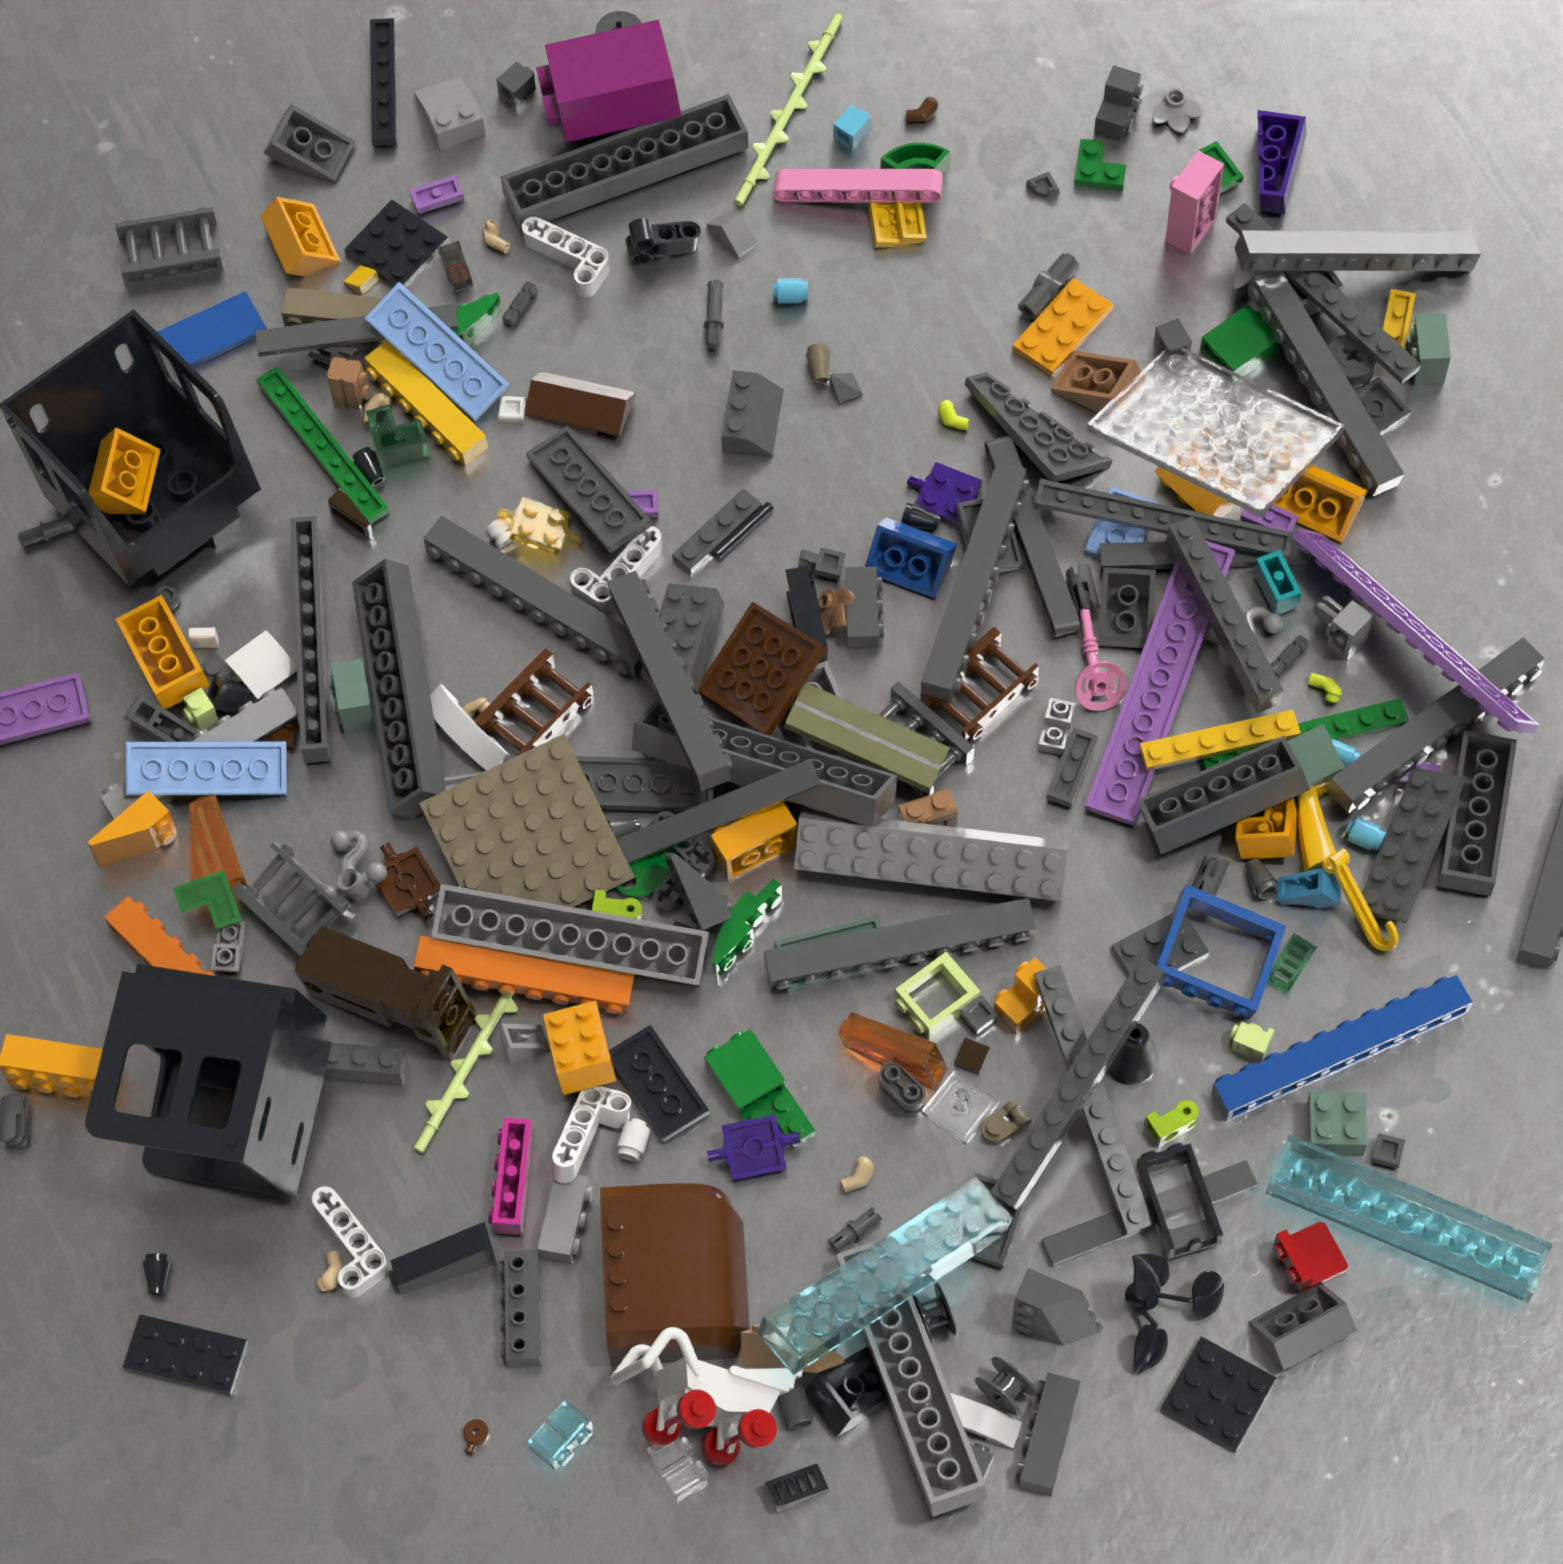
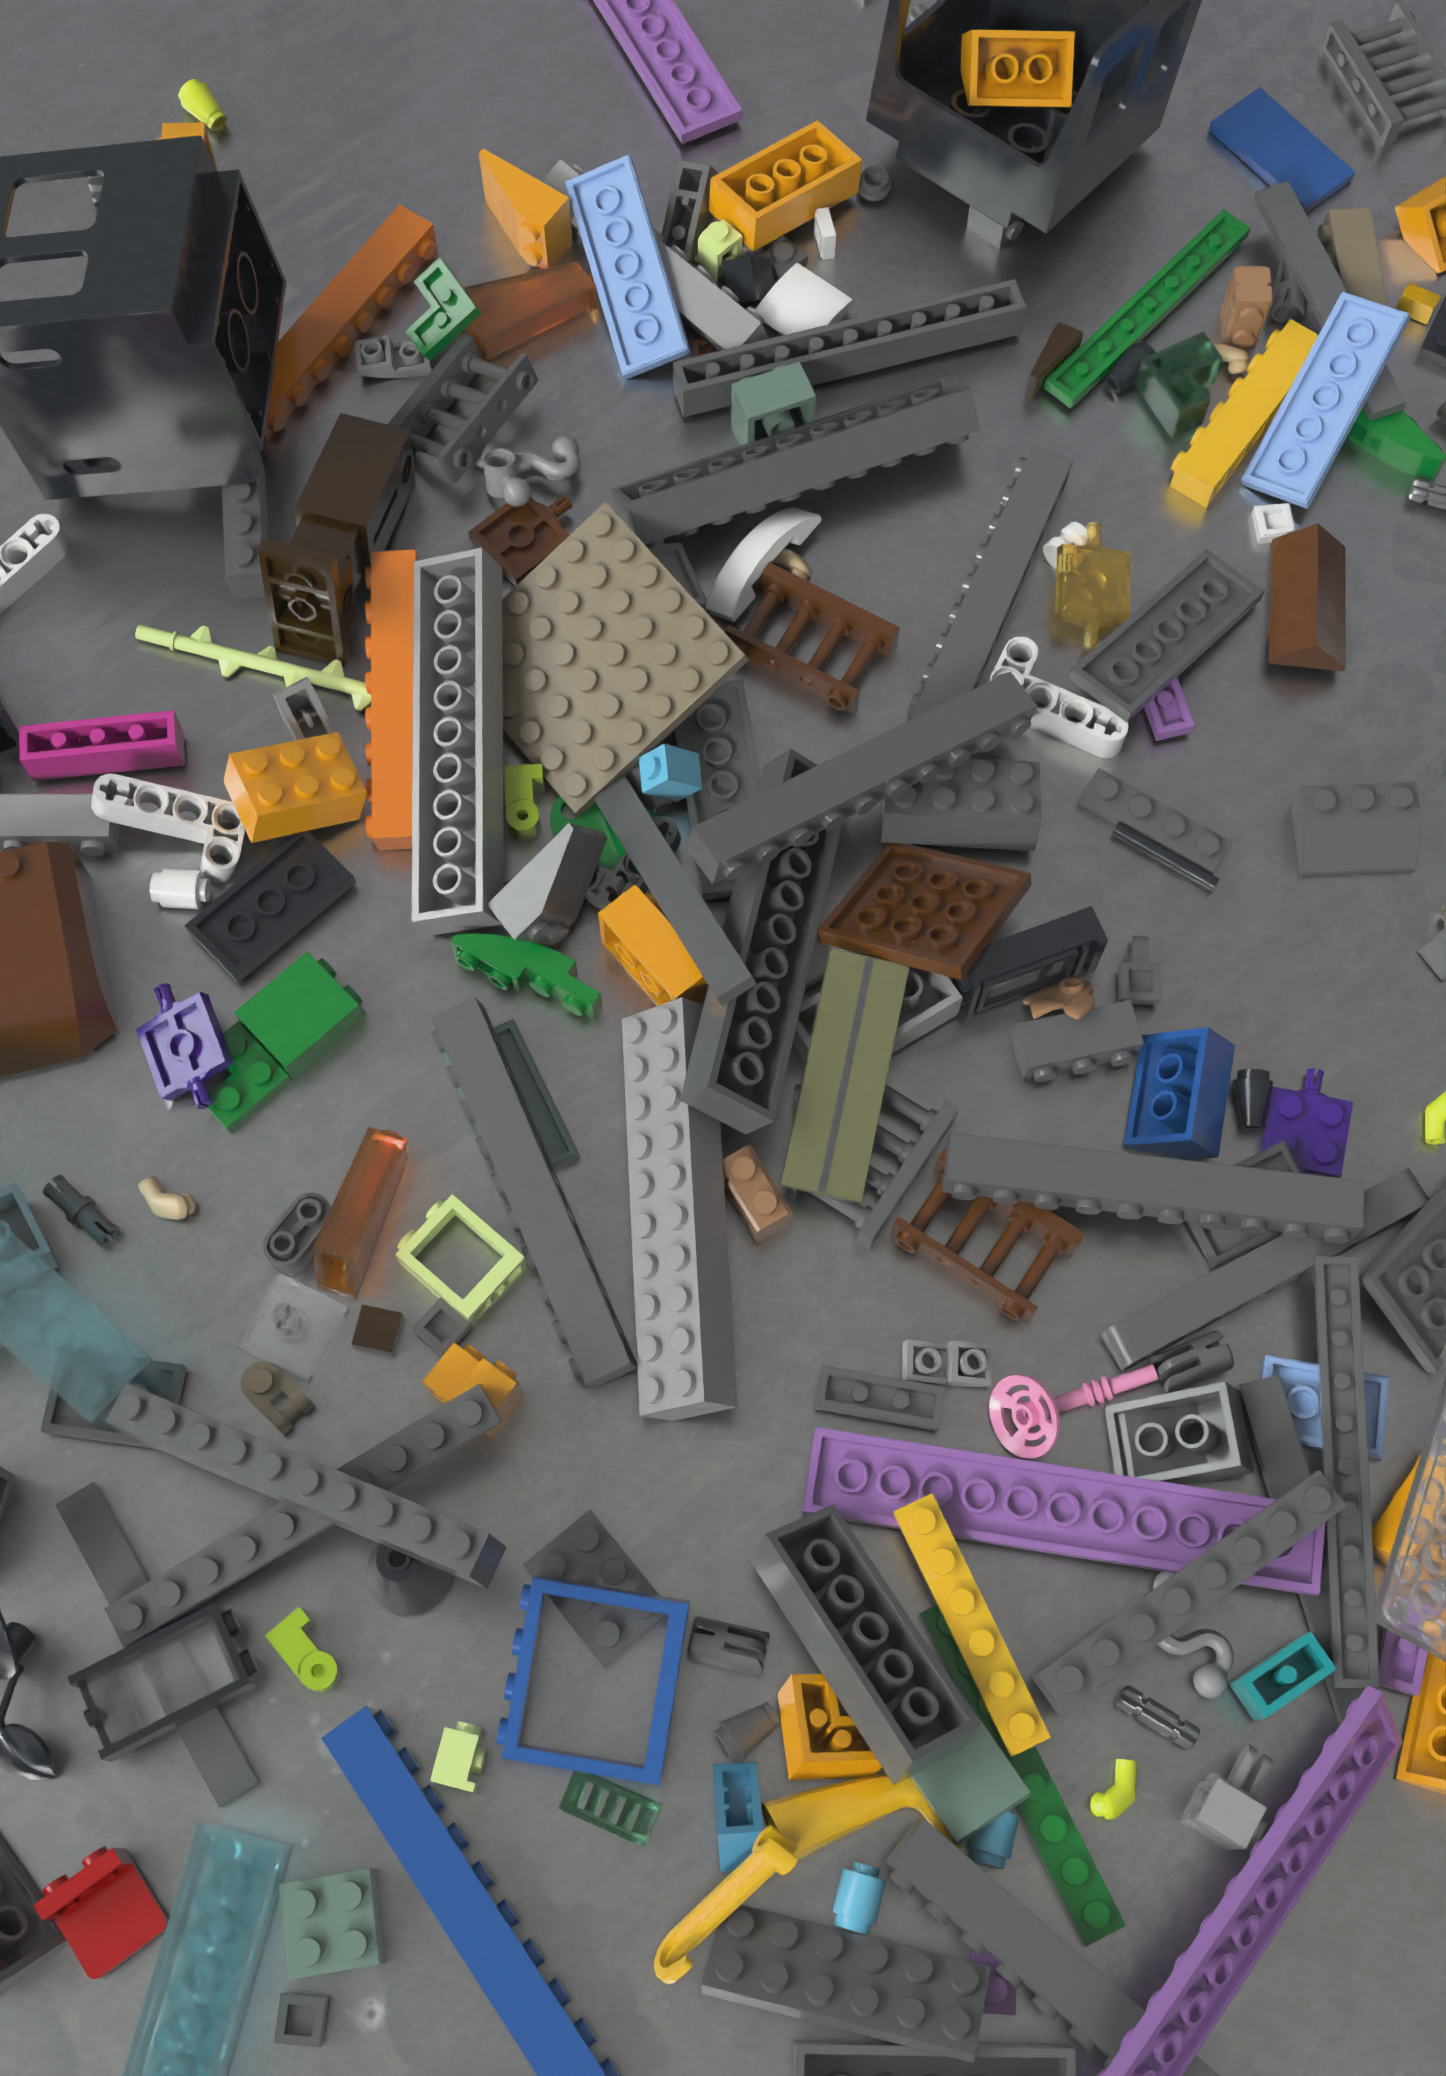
camera: 75 degrees right, 5 degrees up
(624, 808) = (670, 773): none -> medium azure brick

